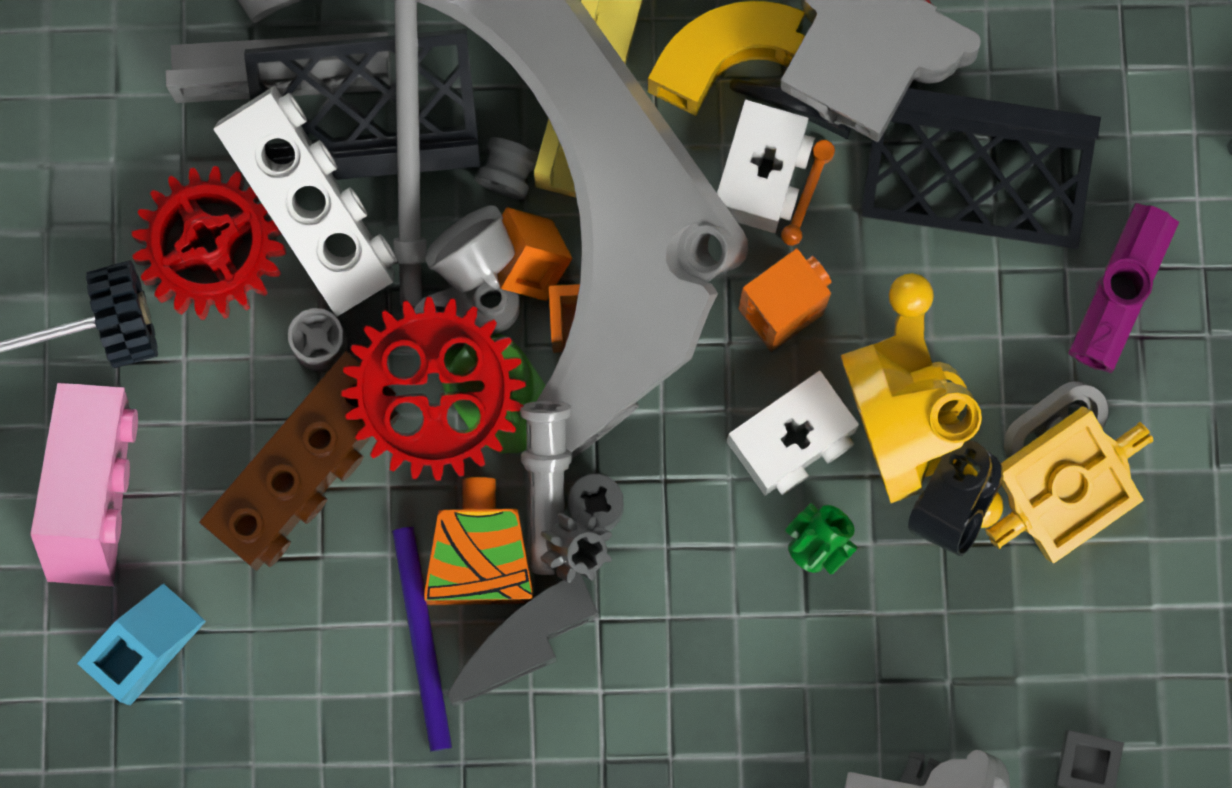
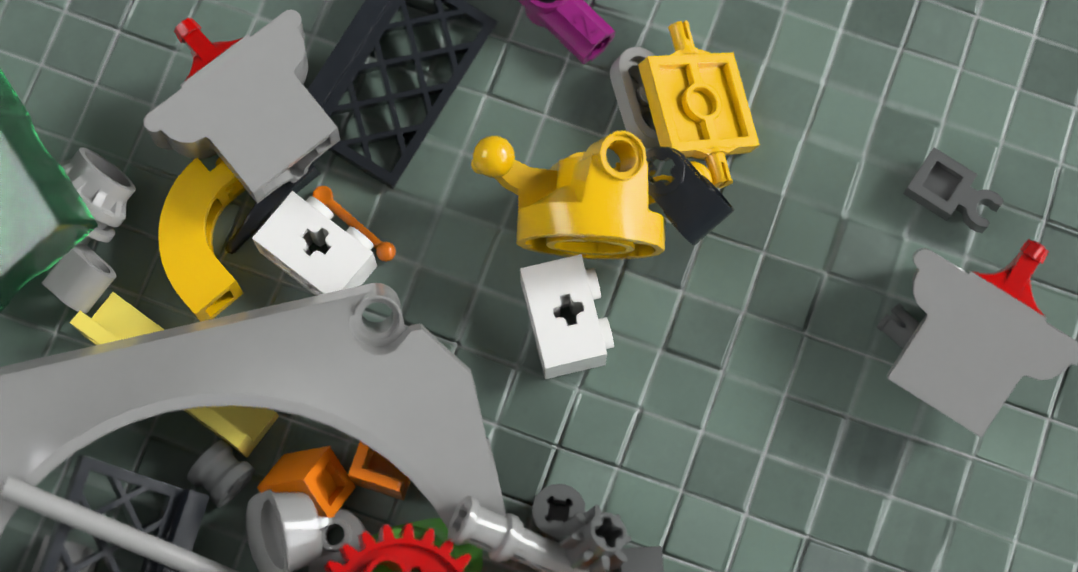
camera: 70 degrees left, 5 degrees down
(785, 298) = (446, 272): orange brick -> none
(821, 538) = (666, 327): green gear -> none

